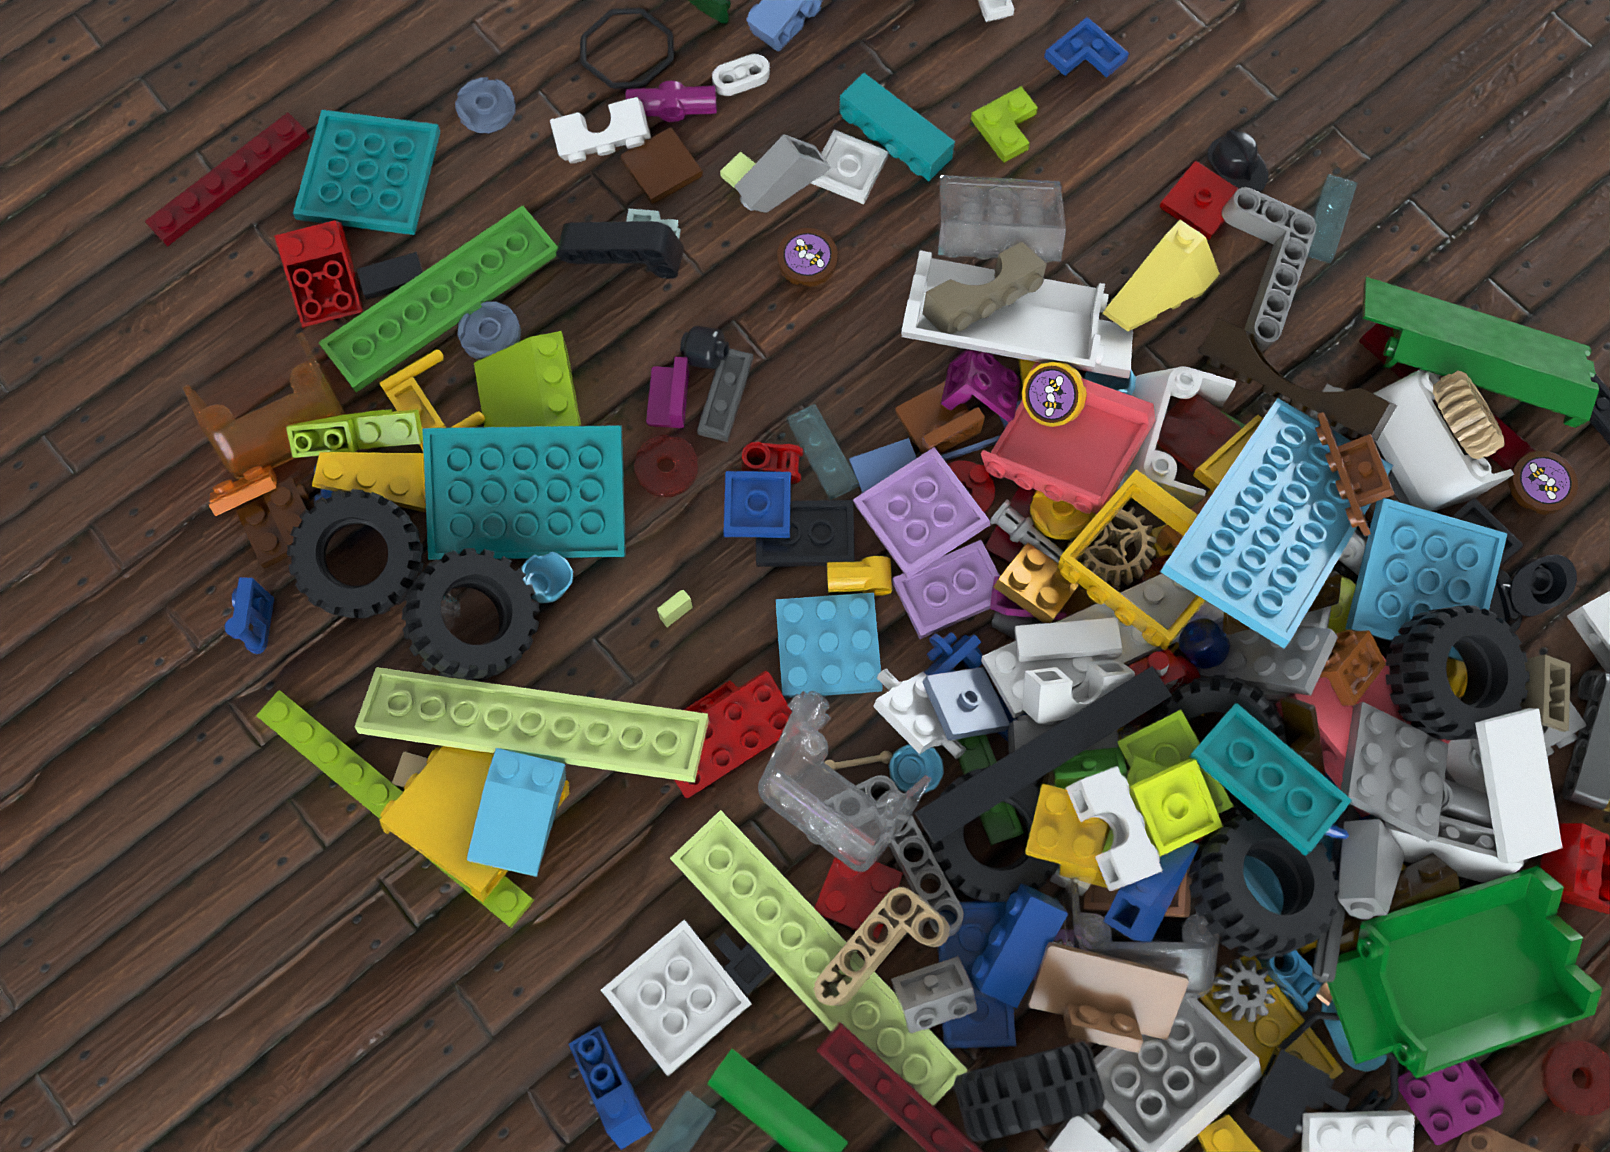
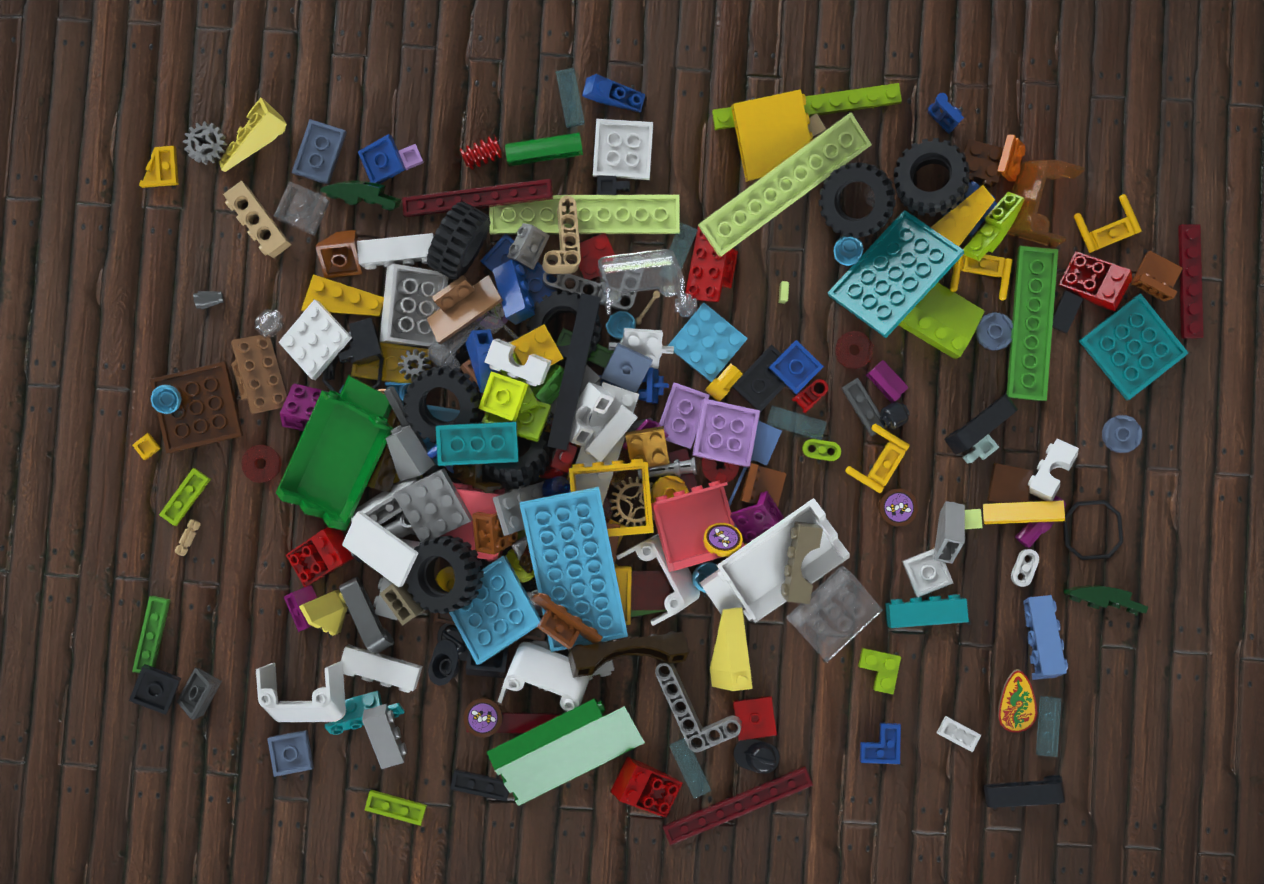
camera: 135 degrees right, 15 degrees up
(242, 305) = (1110, 233): none -> yellow plate
(254, 214) = (1157, 276): none -> dark orange bracket
(516, 812) = (752, 145): medium azure slope -> none
(680, 119) = (1024, 512): none -> yellow tile
(731, 795) = (682, 243): none -> clear light blue tile
(769, 311) = (886, 462): none -> yellow plate
(828, 395) = (821, 450): none -> lime plate
(1312, 137) = (737, 805): none -> dark red tile
(1406, 242) = (645, 787): none -> red slope
(1468, 415) = (538, 698): tan gear -> none

